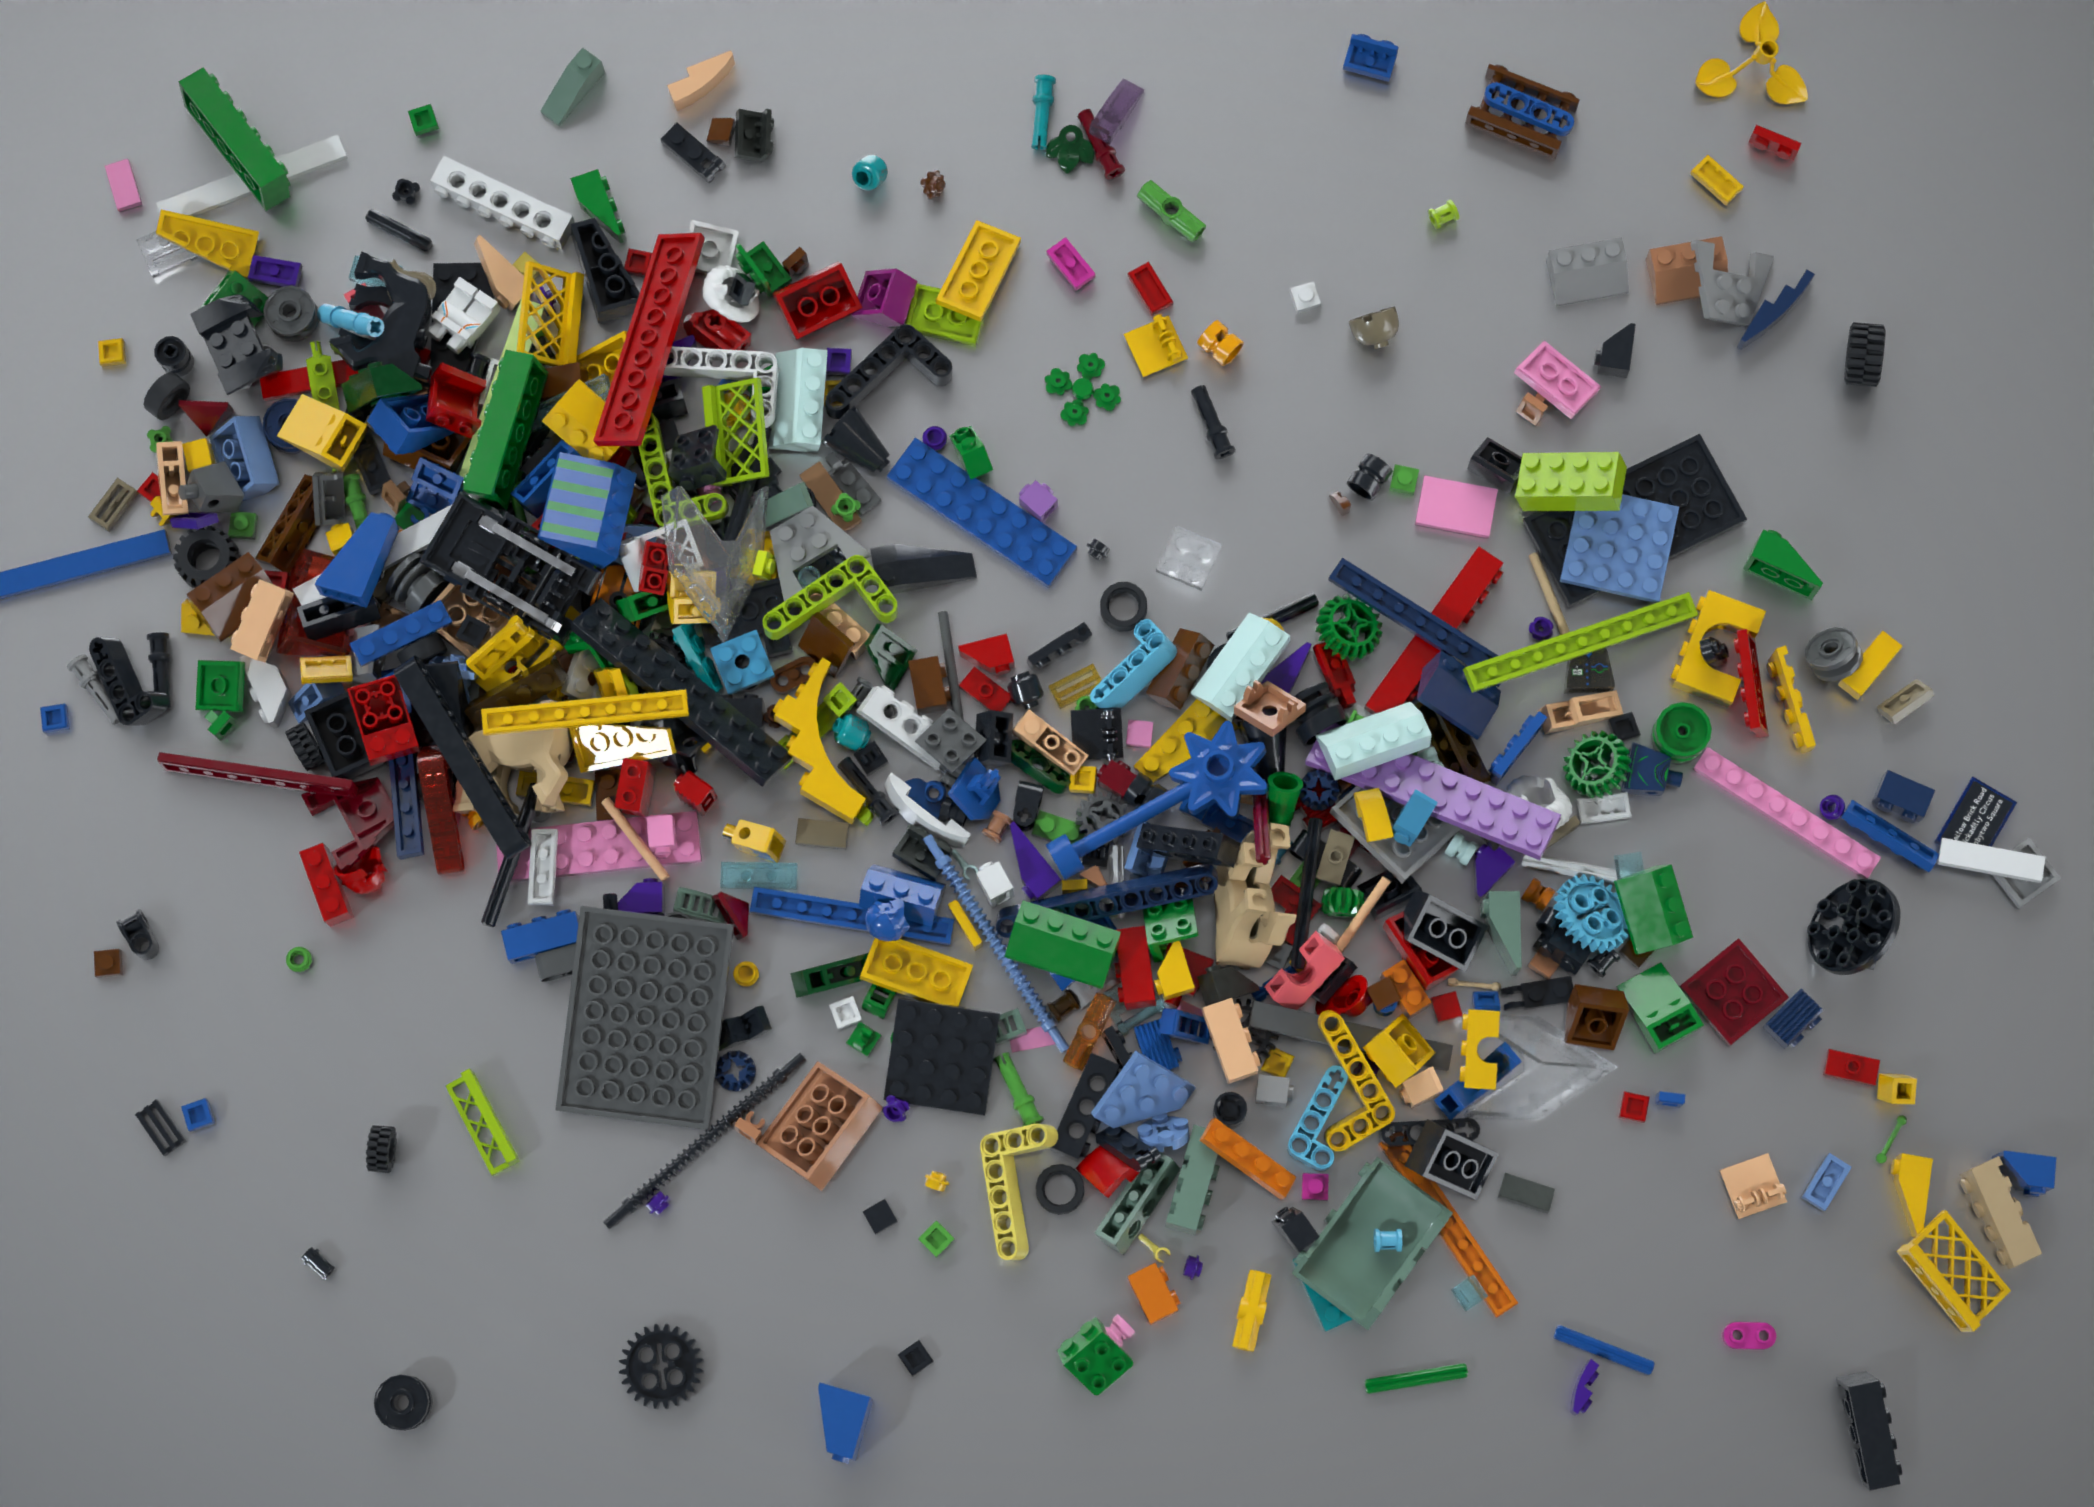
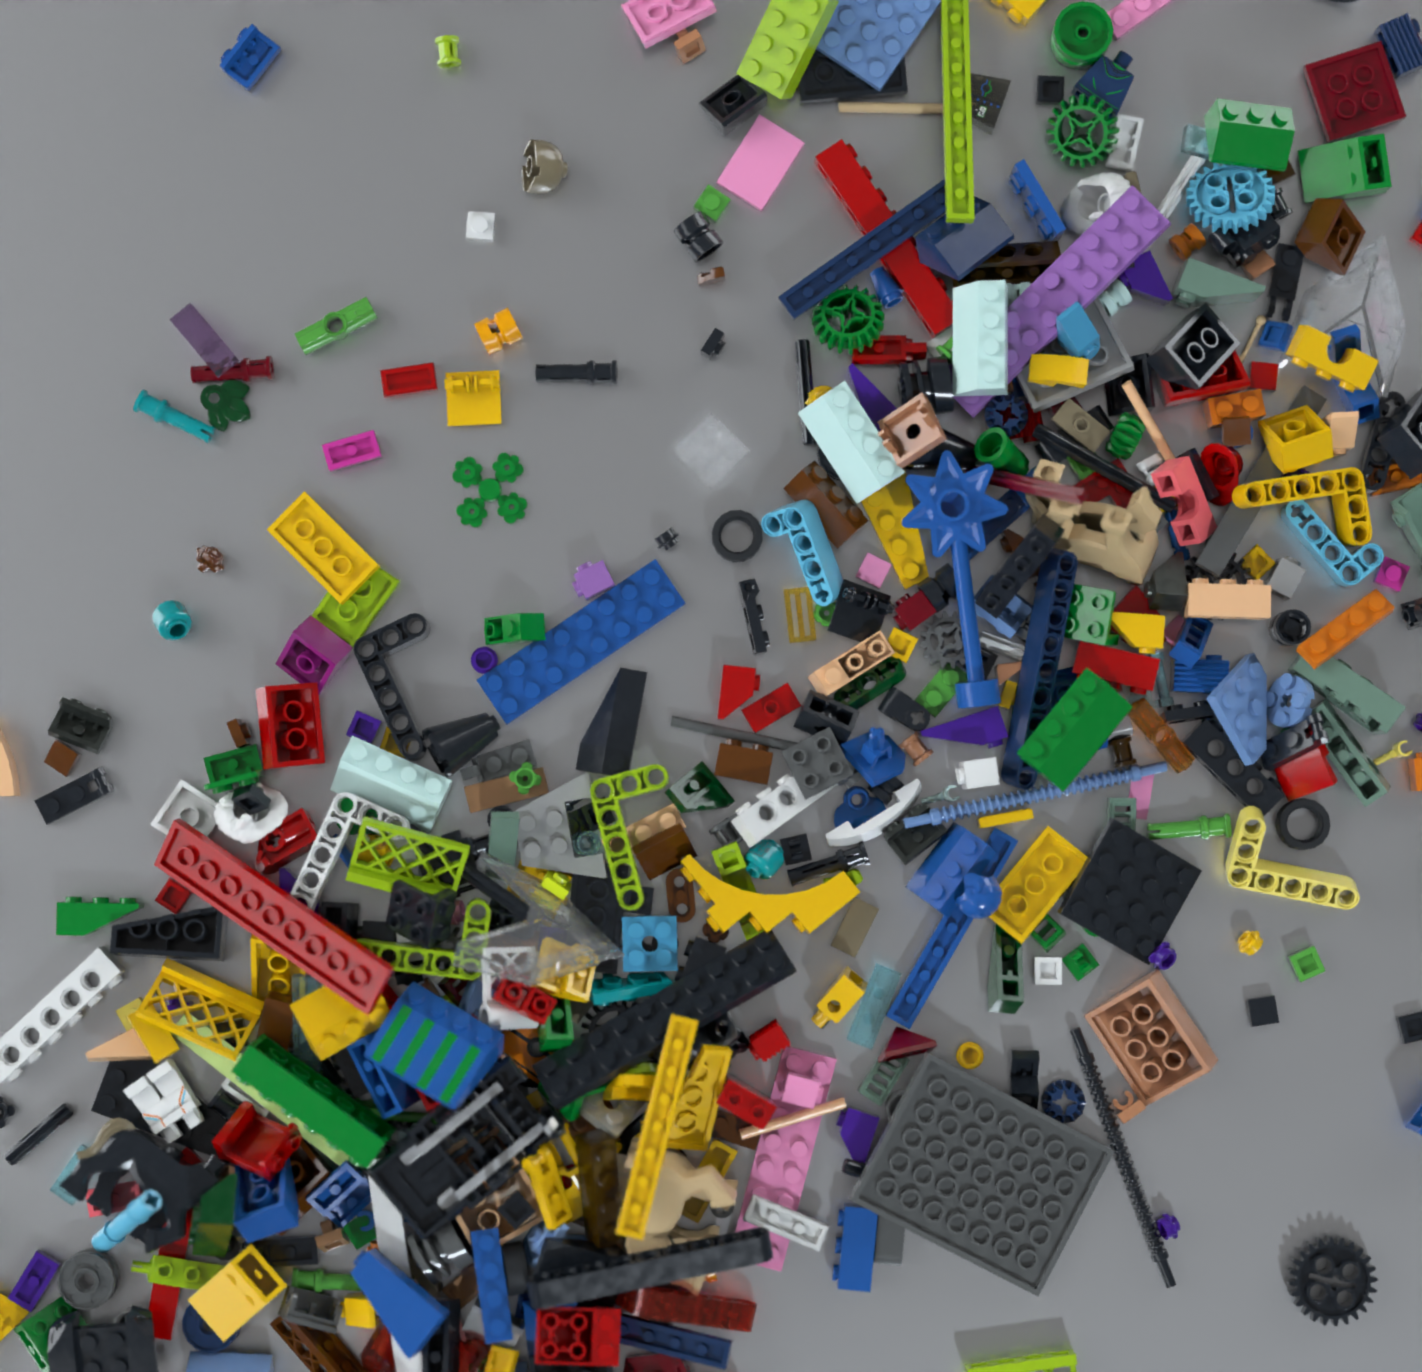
camera: 70 degrees left, 10 degrees up
(509, 865) = (778, 1261): black axle -> none
(511, 287) = (156, 1040): none -> yellow tile
(1025, 690) = (786, 667): black head -> none
(1281, 524) = (714, 344): none -> black plate
(1389, 652) = (886, 288): none -> blue cone
(1541, 622) = (919, 122): dark purple plate -> none
(1581, 711) = (1019, 124): light nougat slope -> none

